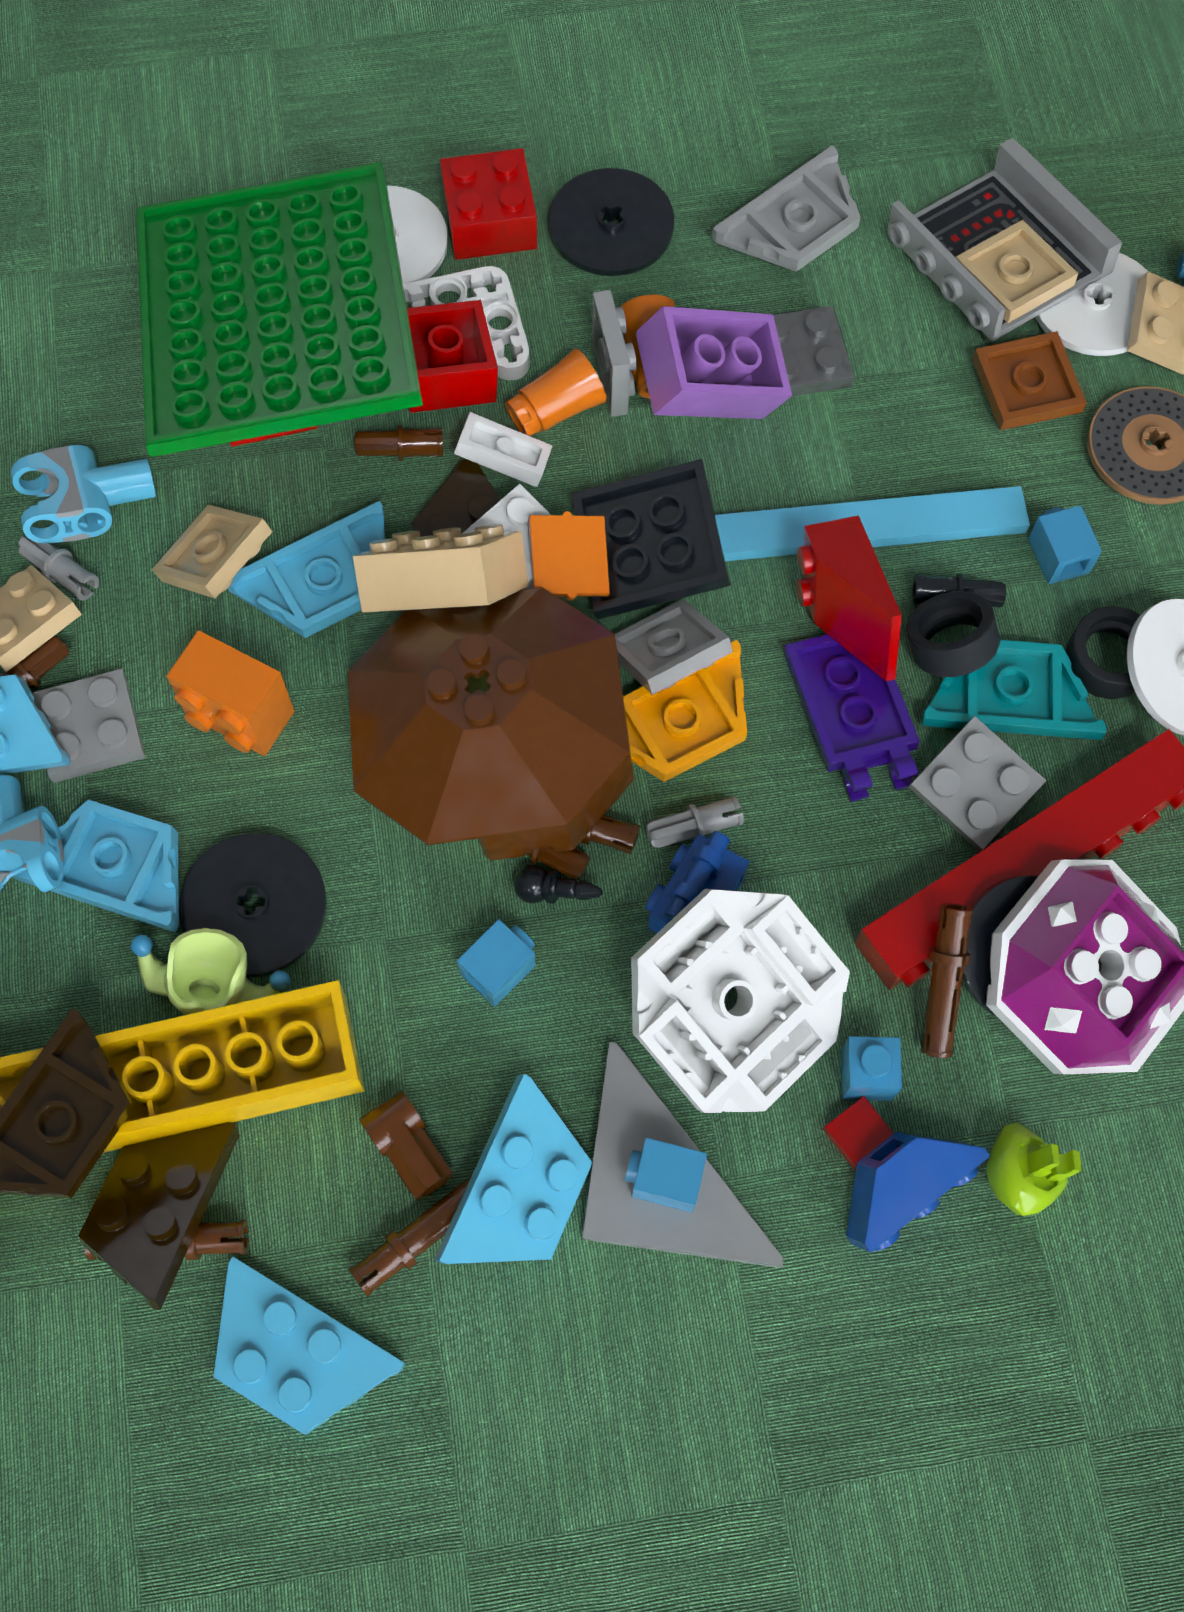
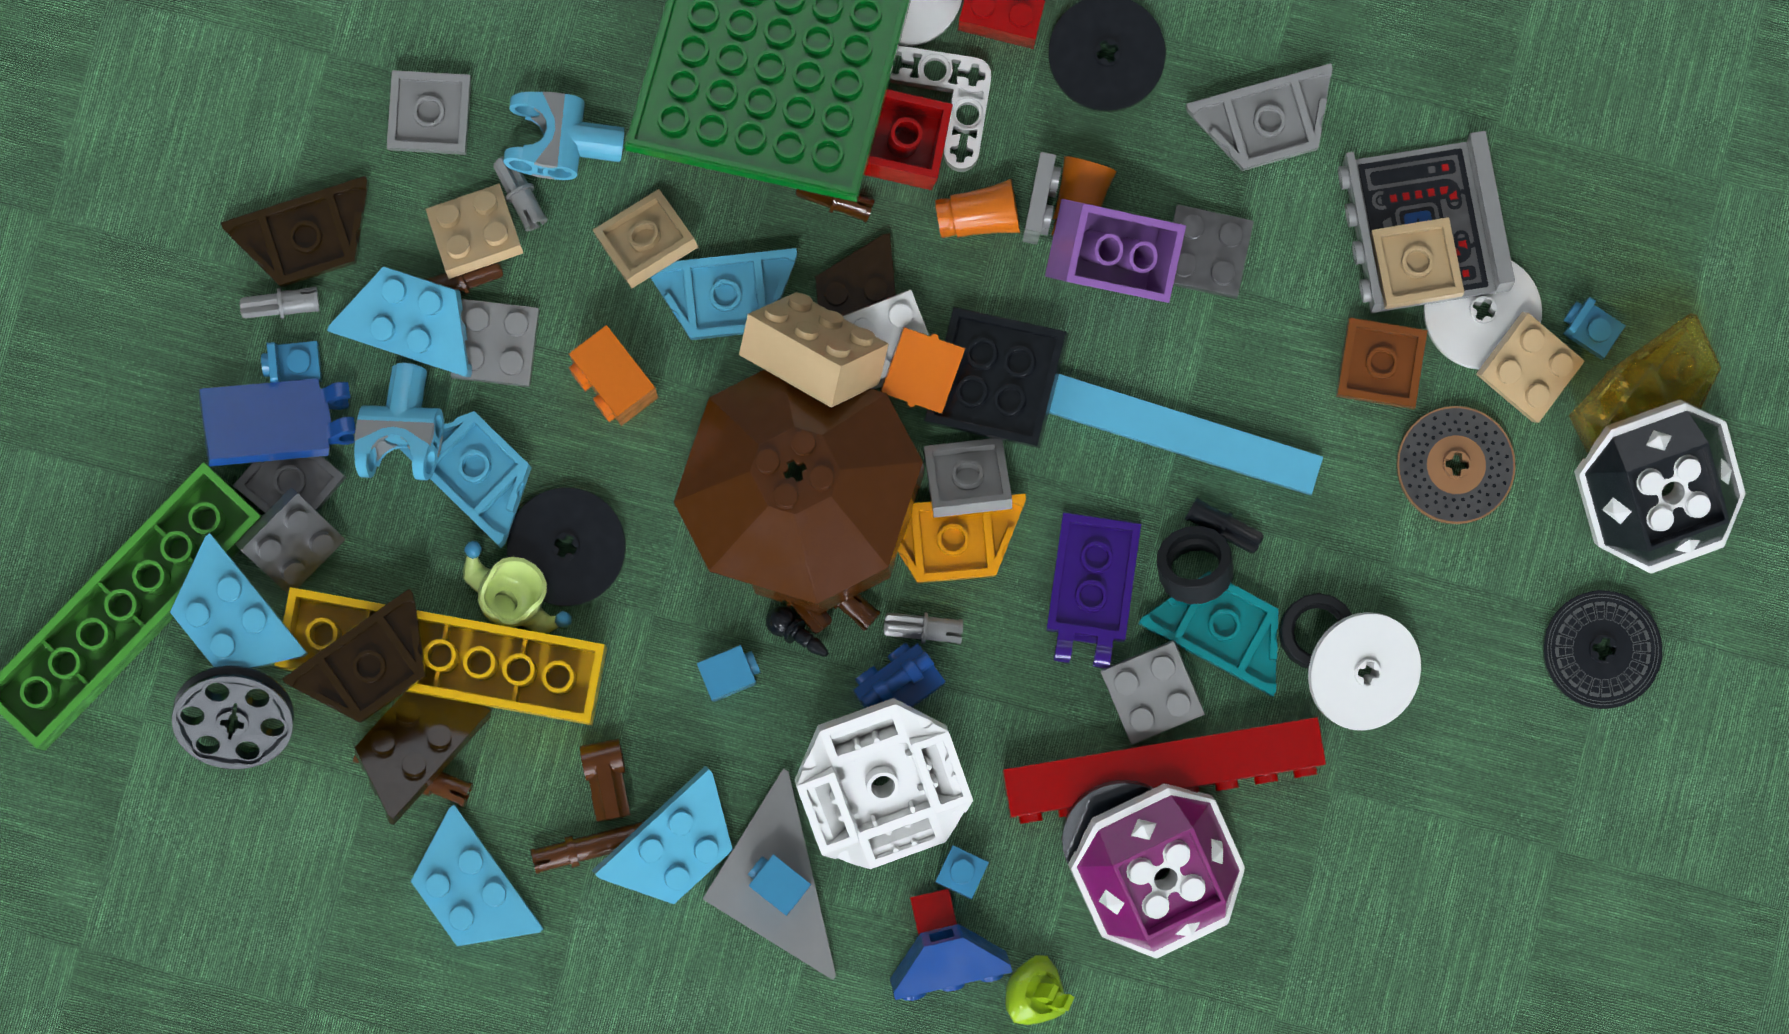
camera: 20 degrees right, 15 degrees up
(503, 449) = (915, 243): white plate -> none
(850, 593) = (1124, 484): red slope -> none
(944, 993) = (1052, 822): reddish brown pin -> none
(1064, 544) = (1328, 522): dark azure brick -> none

